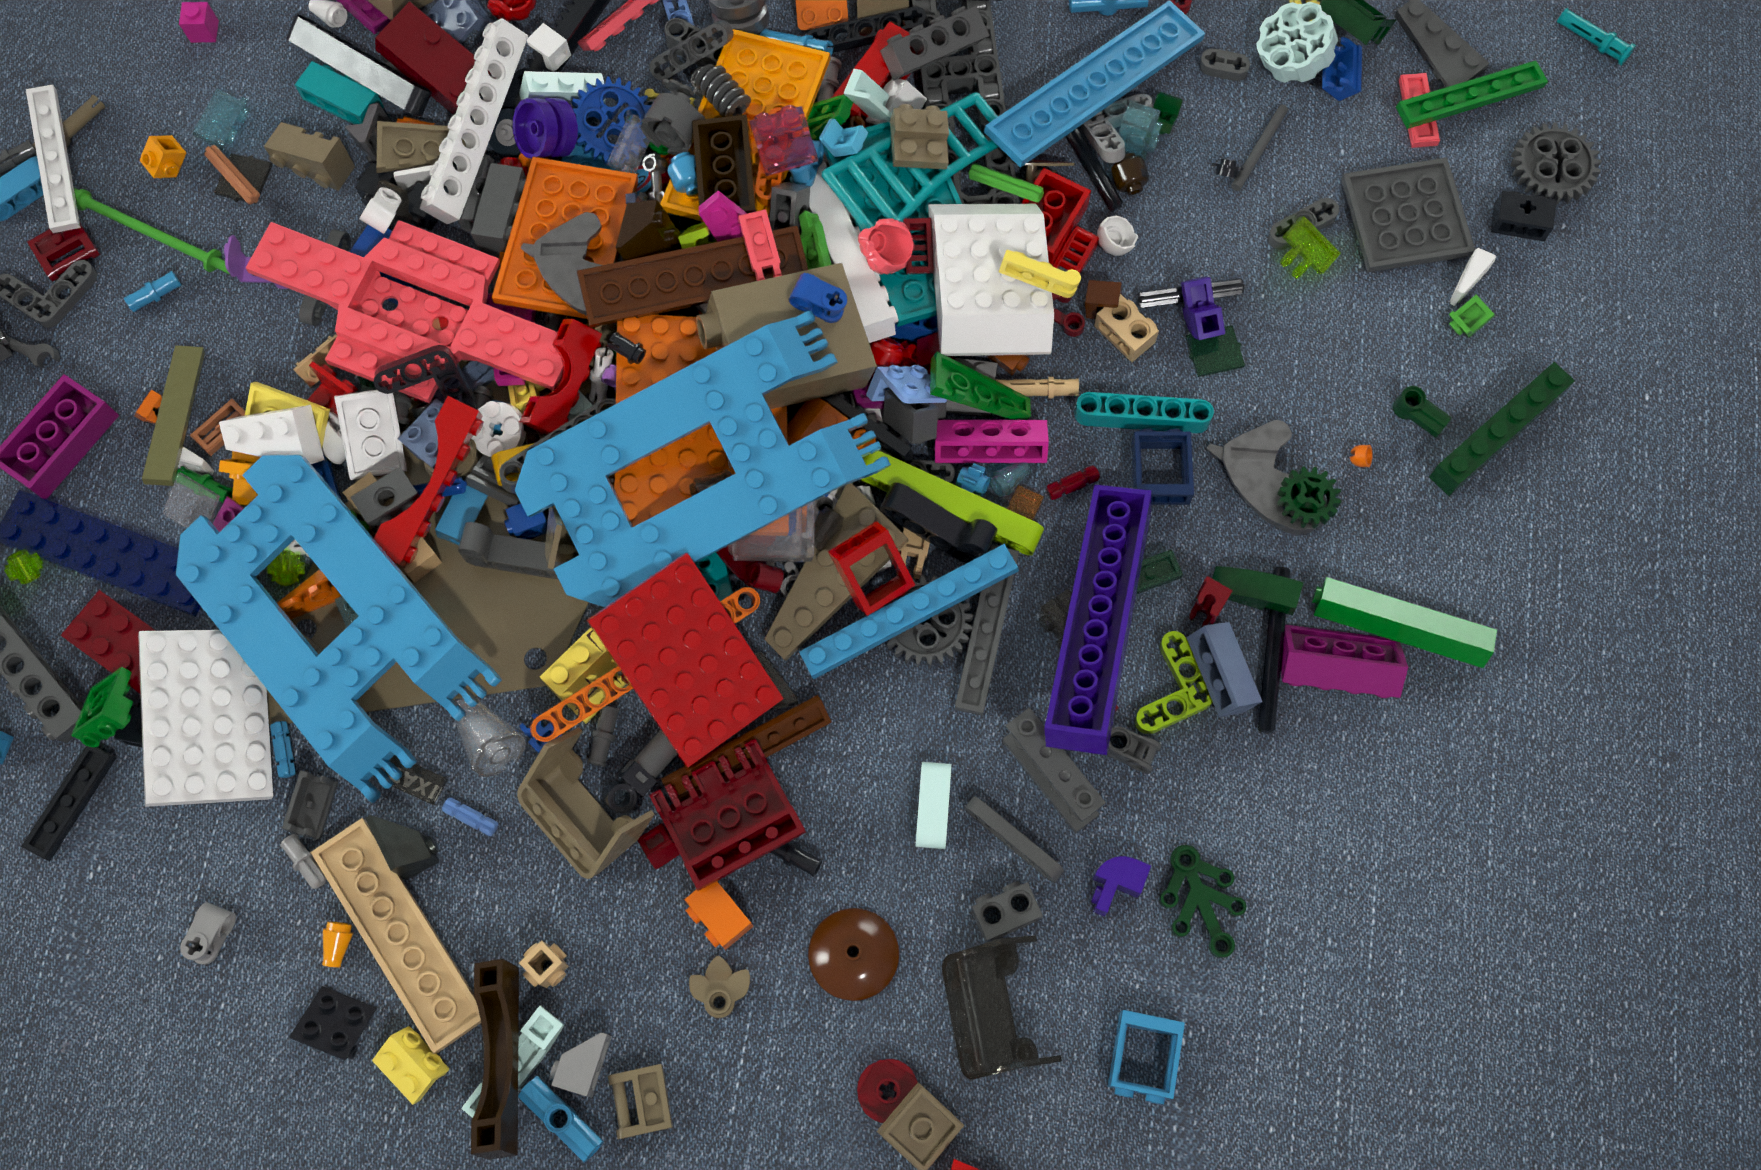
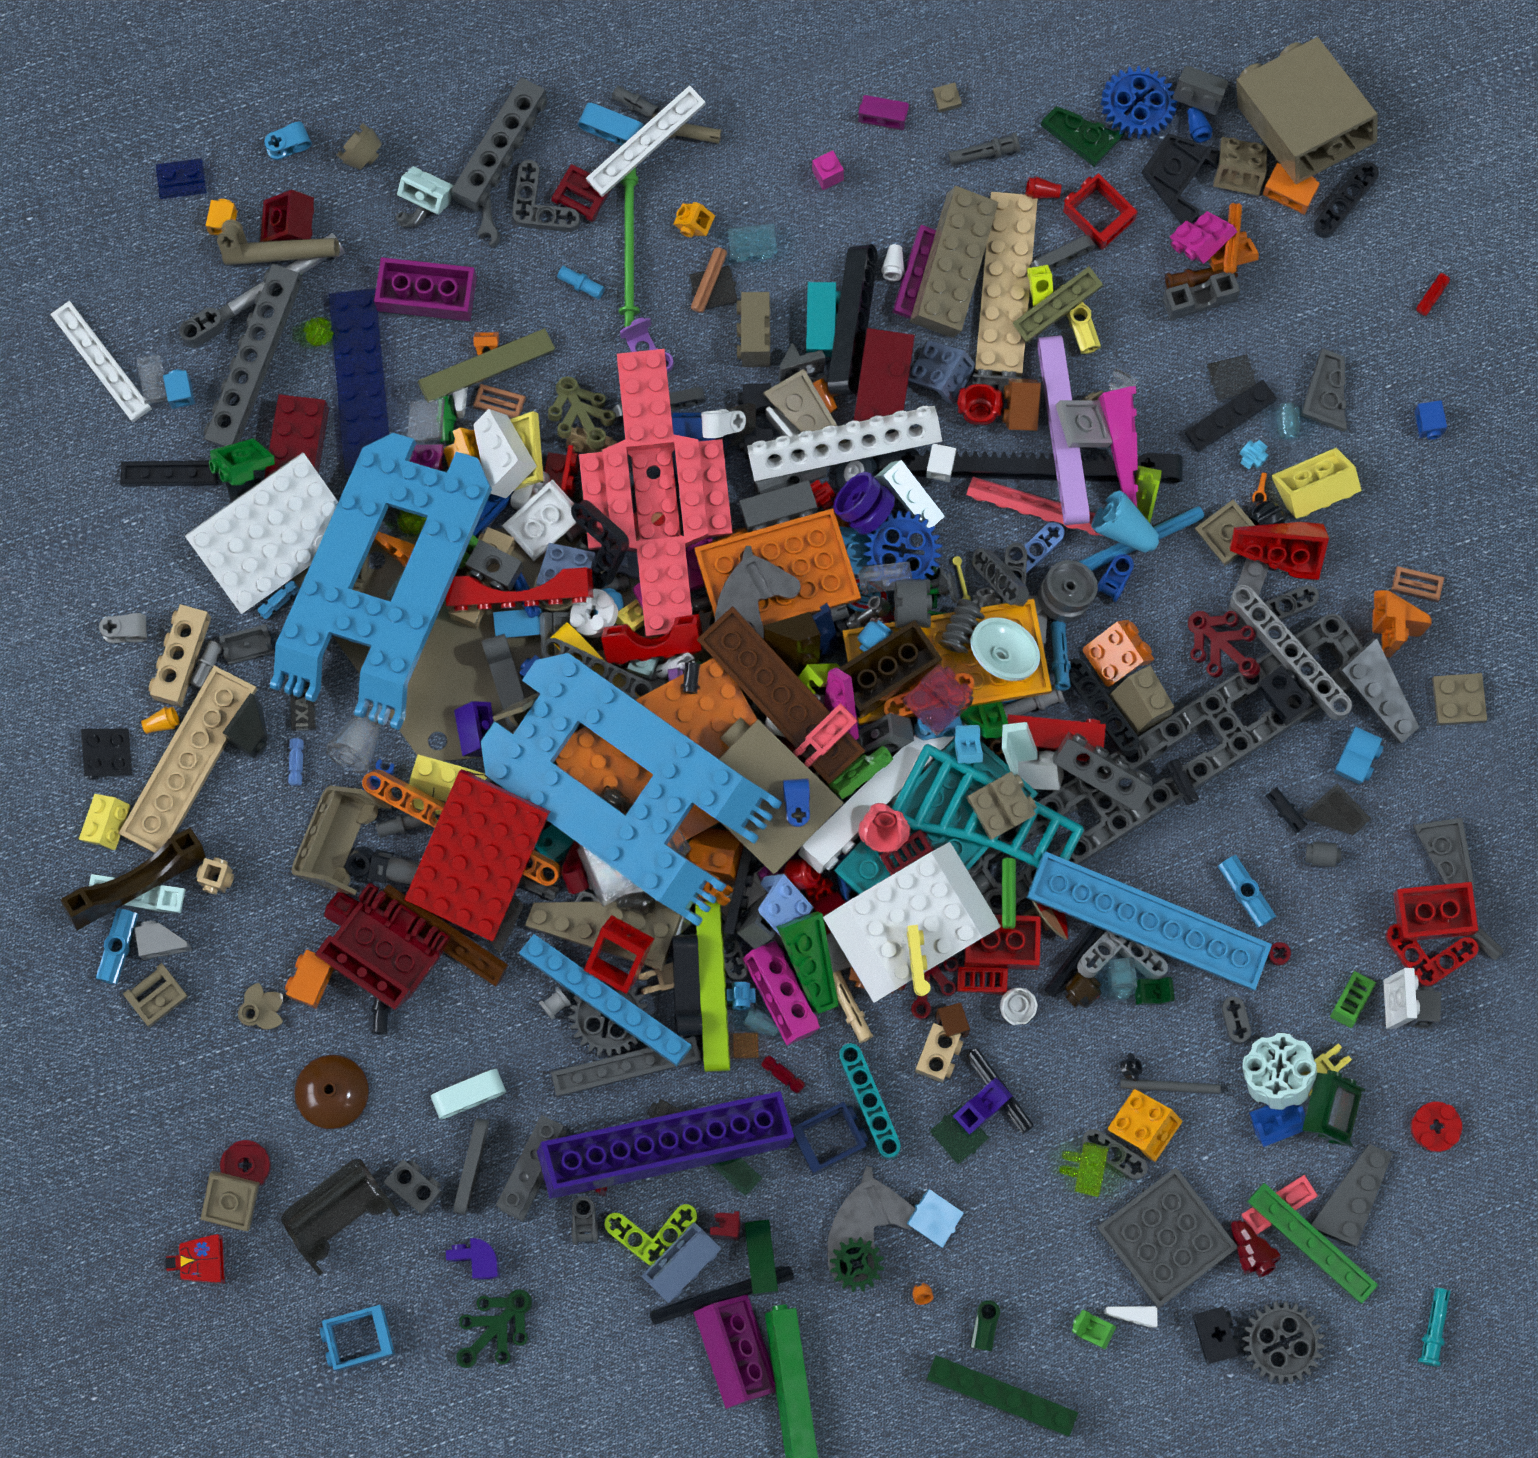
camera: 65 degrees right, 5 degrees up
(253, 353) = (569, 389): none -> olive plant
(312, 911) = (175, 691): none -> tan brick
(546, 607) = (472, 724): none -> dark purple brick
(751, 626) = (550, 891): none -> dark grey axle
(768, 64) = (1005, 649): none -> light aqua dish
(883, 668) = (555, 1003): none -> light grey bush
(1285, 182) = (1145, 1124): none -> light orange bracket
(1291, 408) = (935, 1218): none -> piece
(1455, 145) = (1253, 1251): none -> dark red rock

